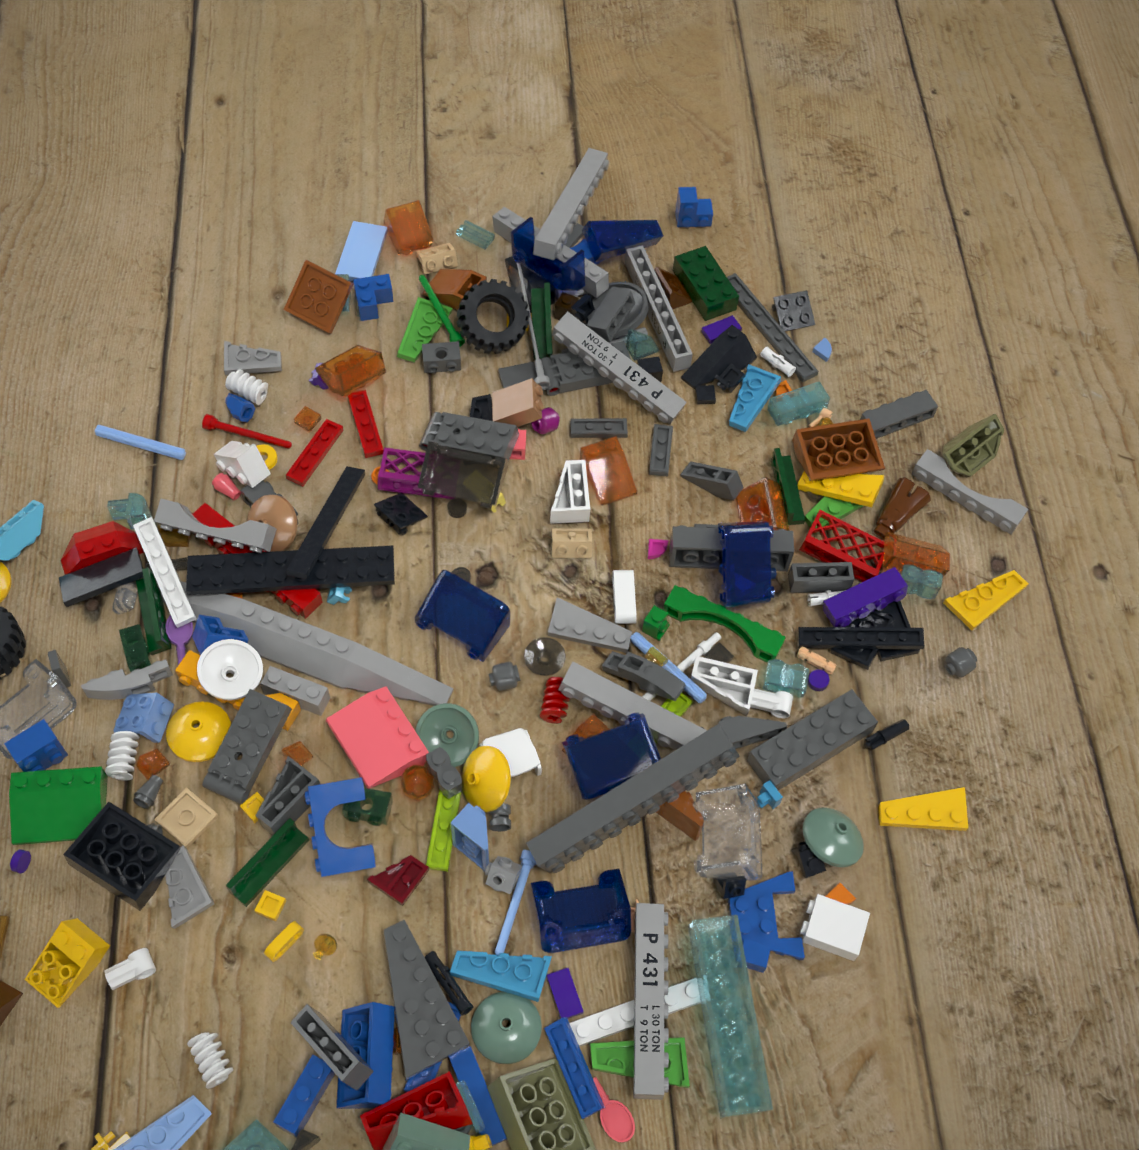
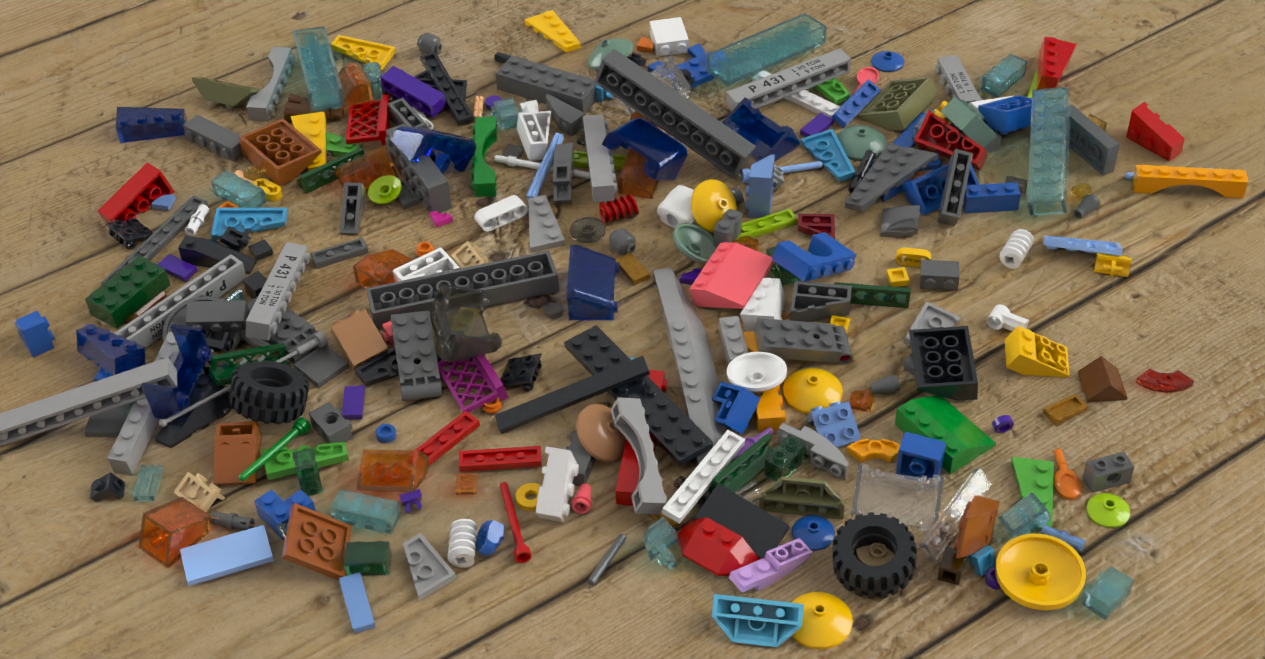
camera: 115 degrees left, 15 degrees down
(47, 573) = (773, 567): none -> lavender slope
(59, 667) = (847, 486): dark grey tile -> none
(61, 639) = (814, 532): none -> blue dish
(87, 636) = (802, 497): none -> olive wedge
(93, 737) = (872, 449): none -> light orange tile
(120, 755) = (875, 412): white piece -> none
(140, 442) = (582, 596): light blue axle -> none
(158, 475) = (606, 559): none -> dark grey bar
(186, 817) = (882, 358): tan tile -> none
(239, 947) = (939, 275): none -> dark grey brick
(255, 309) = (357, 602): none -> medium blue tile
(286, 327) = (368, 558): none -> clear green brick
(317, 744) = (764, 303): none -> white wedge
(324, 945) = (897, 237): clear yellow plate -> none
(332, 342) = (365, 511): none -> clear light blue brick
(348, 970) = (900, 221): none -> dark grey slope
(393, 265) = (232, 520): none -> dark grey pin
(393, 317) = (307, 472): none -> clear green brick
(409, 393) = (385, 433): none -> blue tile
(416, 714) = (690, 277): none -> dark purple tile
(460, 385) = (353, 402): none -> dark purple tile
(467, 670) = (633, 269): none -> pearl gold tile
(485, 208) = (107, 485): none -> black bracket
(528, 514) = (500, 280): none -> dark grey brick
(599, 428) = (340, 296): dark grey tile -> none
(615, 513) = (424, 248): none -> orange plate
(656, 623) = (511, 182): green brick -> none
(656, 657) = (545, 169): clear yellow plate -> none
(722, 513) = (385, 189): none -> lime dish
(790, 428) = (272, 190): none -> yellow beam
(837, 326) = (136, 195): none -> red wedge
(955, 367) = (149, 123): none -> clear blue wedge
(959, 529) = (318, 68): none -> clear light blue brick

